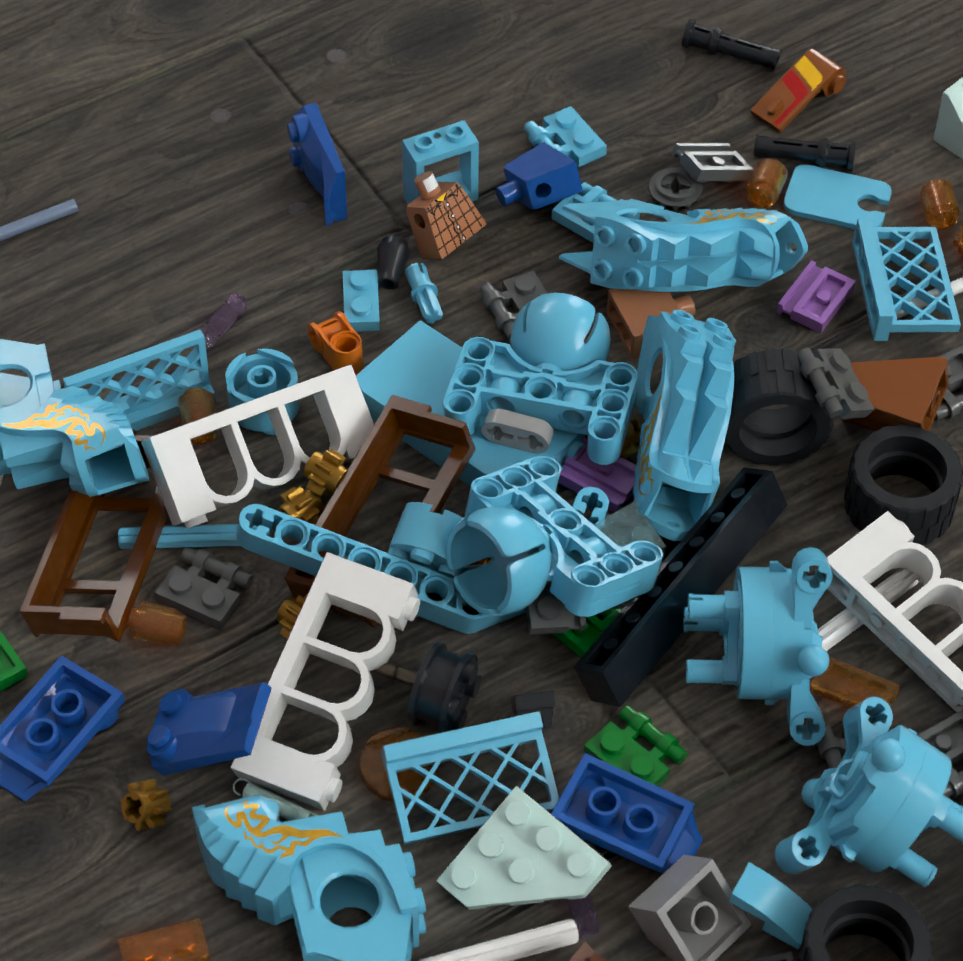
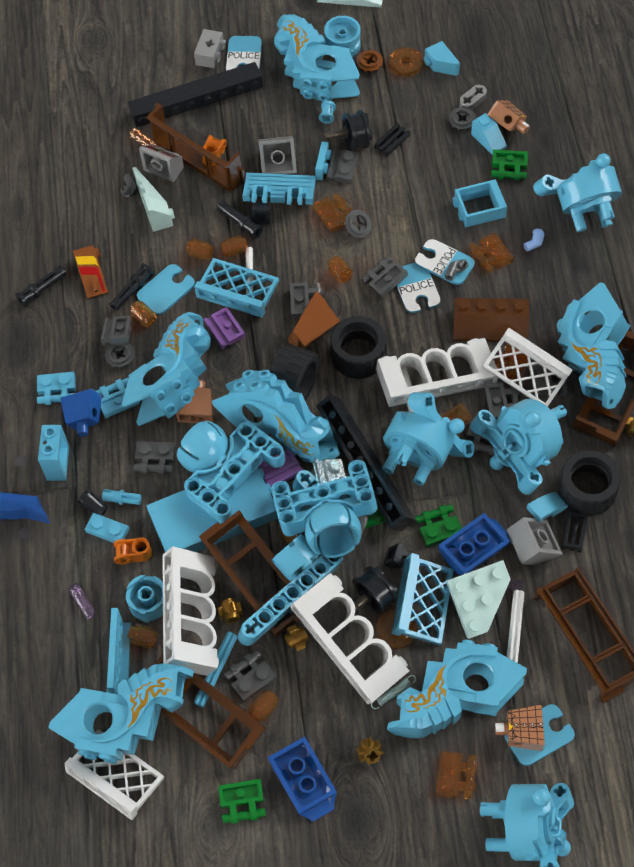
camera: 60 degrees left, 10 degrees up
(206, 727) = (346, 702): blue slope -> none
(325, 471) = (223, 588): pearl gold gear -> none
(441, 216) = (84, 467): nougat torso -> none
(517, 431) = (246, 491): light grey beam -> none
(835, 383) = (305, 342): dark grey plate -> none

